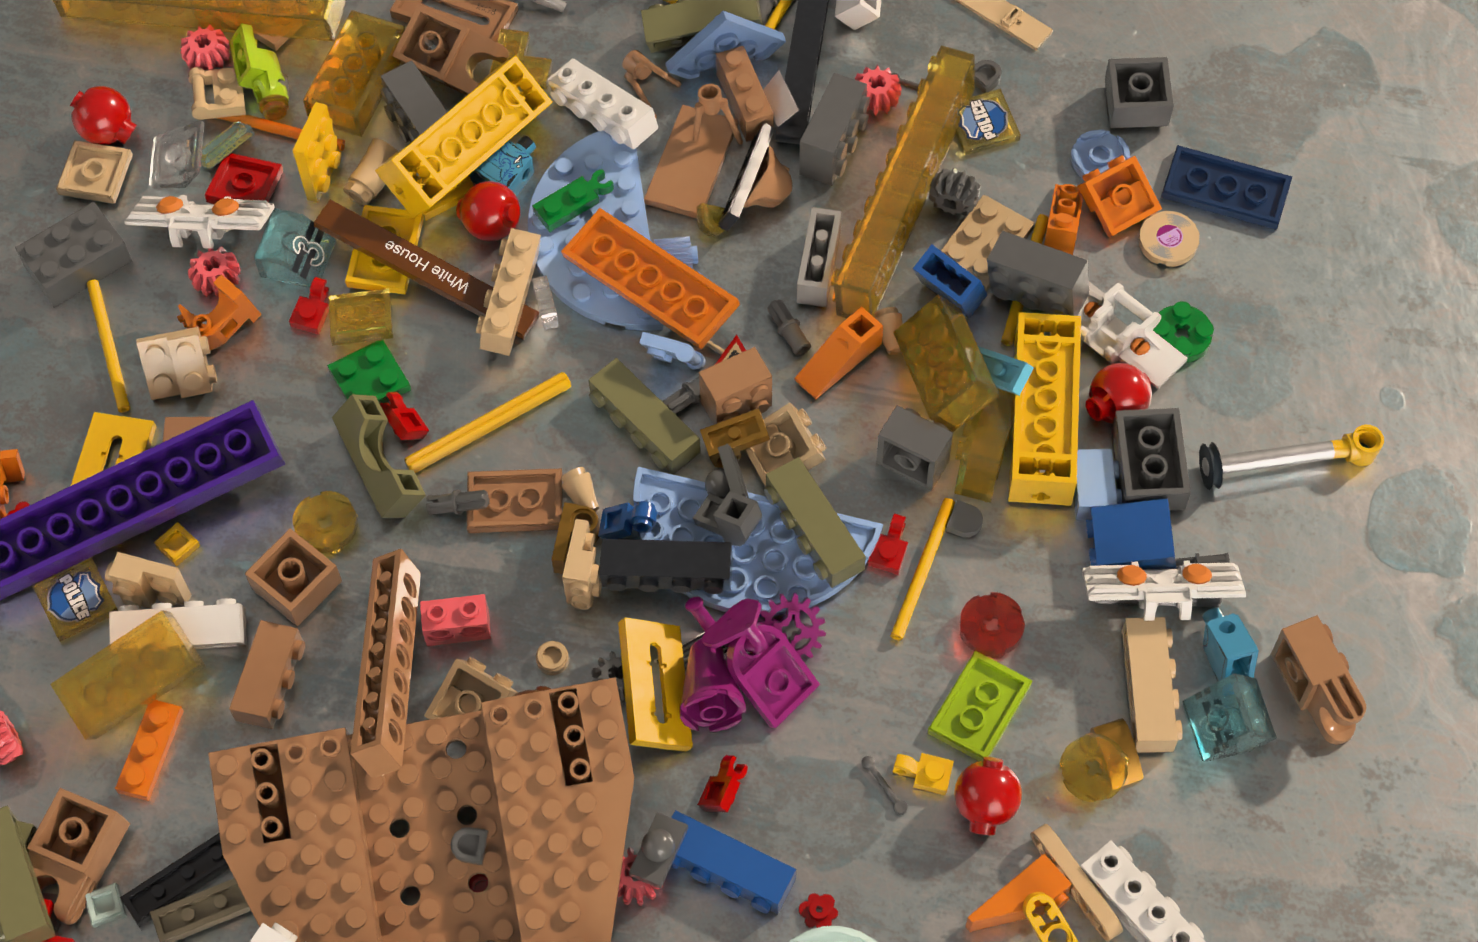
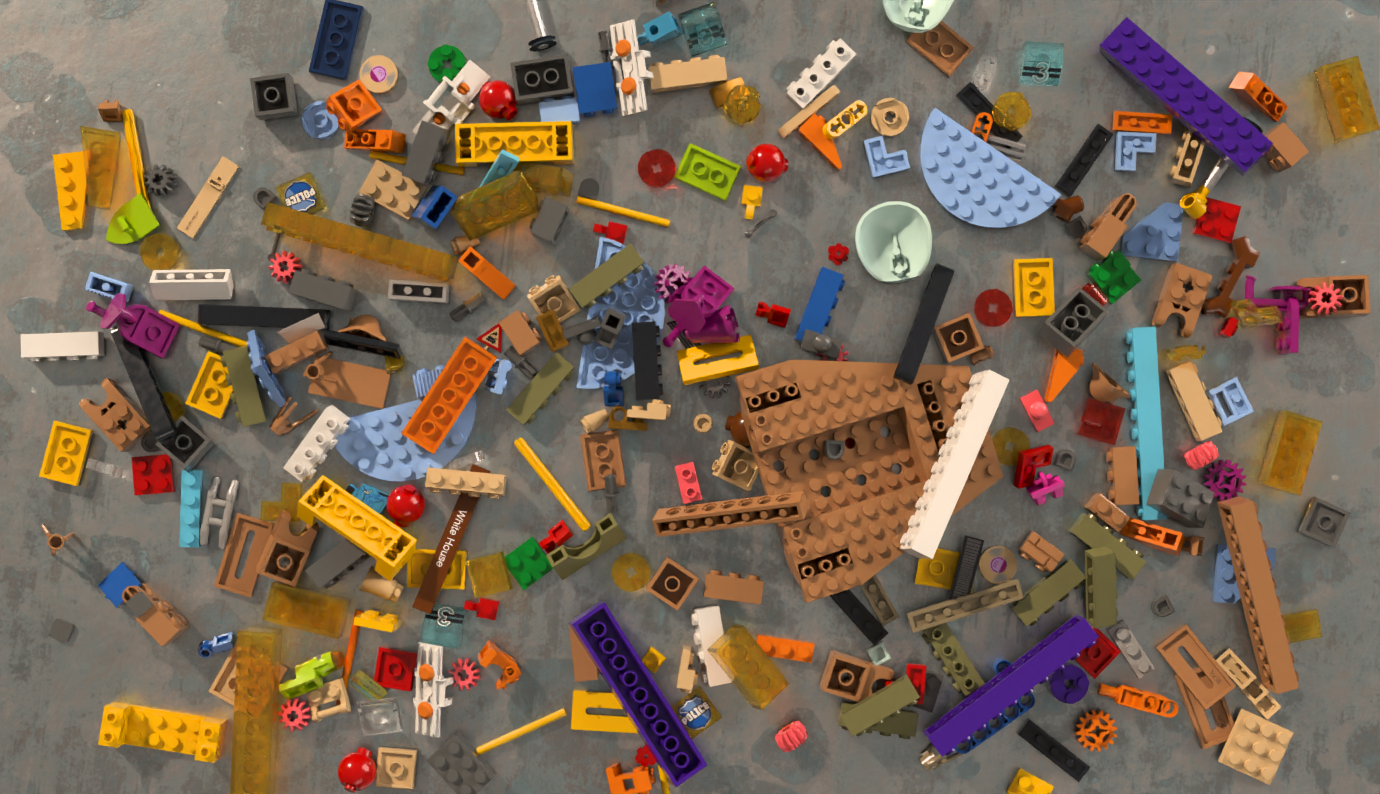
camera: 105 degrees left, 25 degrees up
(177, 364) = (536, 682): tan plate -> none
(571, 200) = (392, 454): green plate -> none

